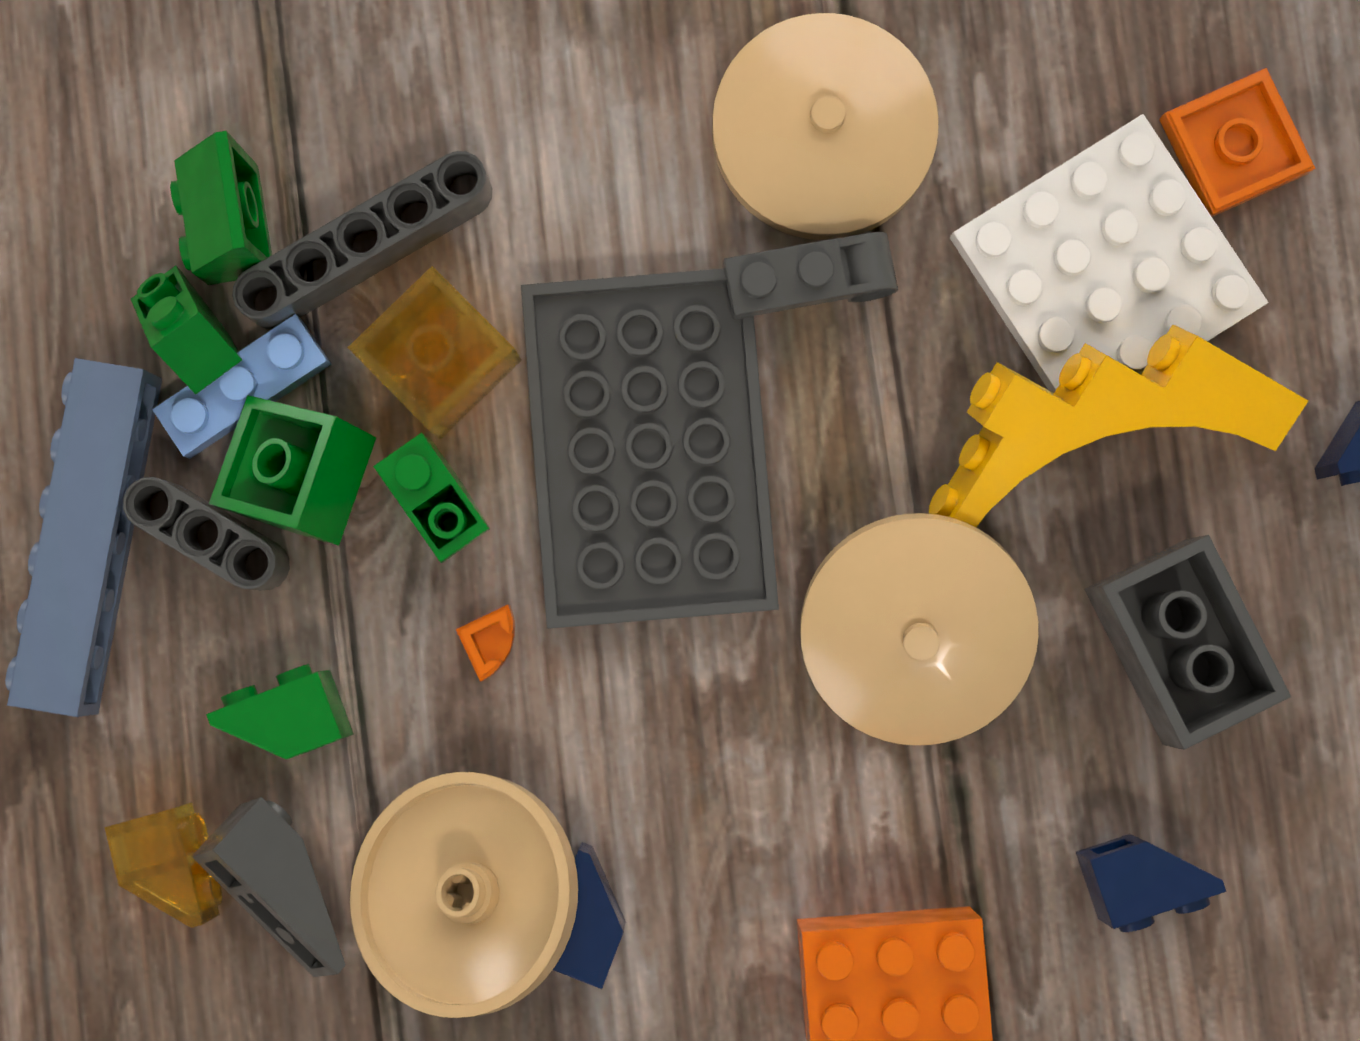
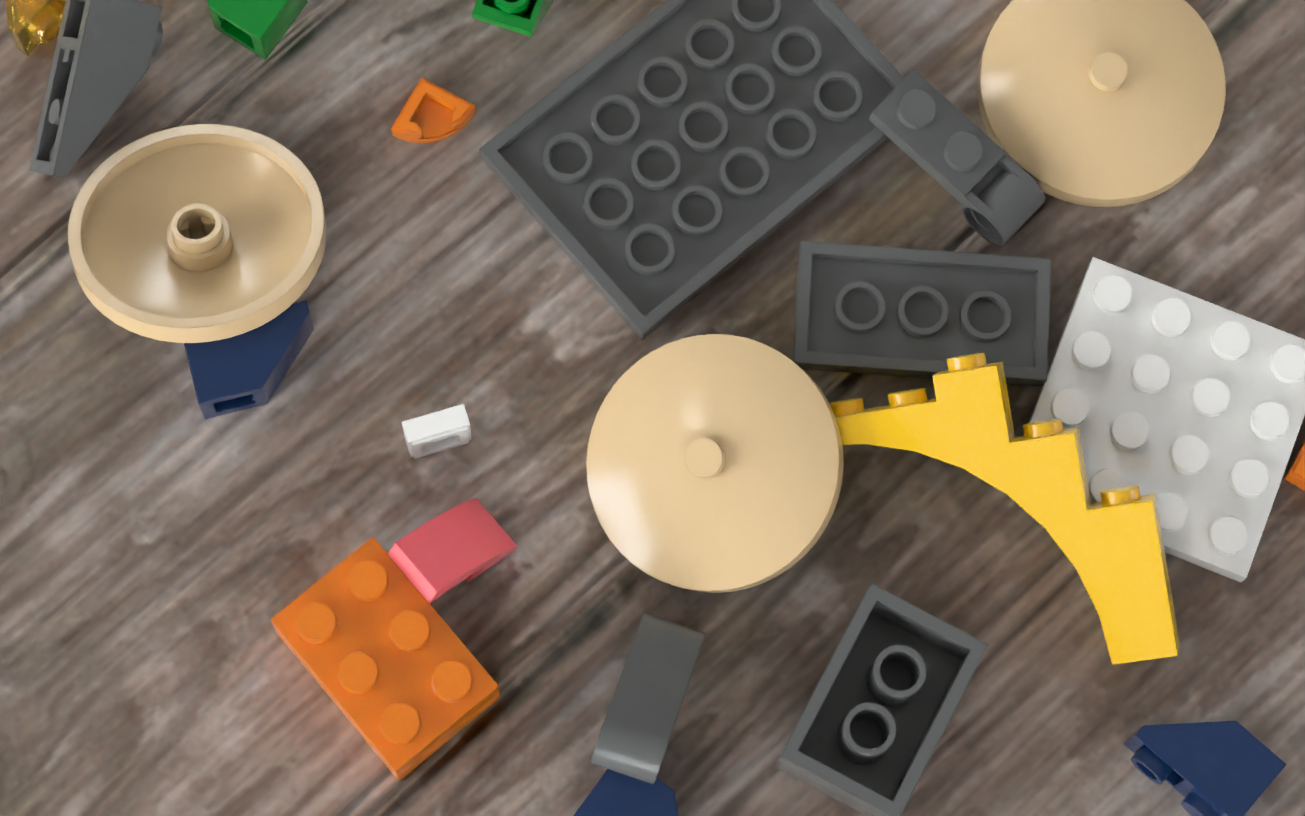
camera: 45 degrees right, 10 degrees down
(744, 817) = (437, 431): none -> white tile
(847, 873) = (451, 549): none -> coral slope
(906, 390) = (917, 308): none -> dark grey plate
(1066, 811) = (648, 698): none -> dark grey beam

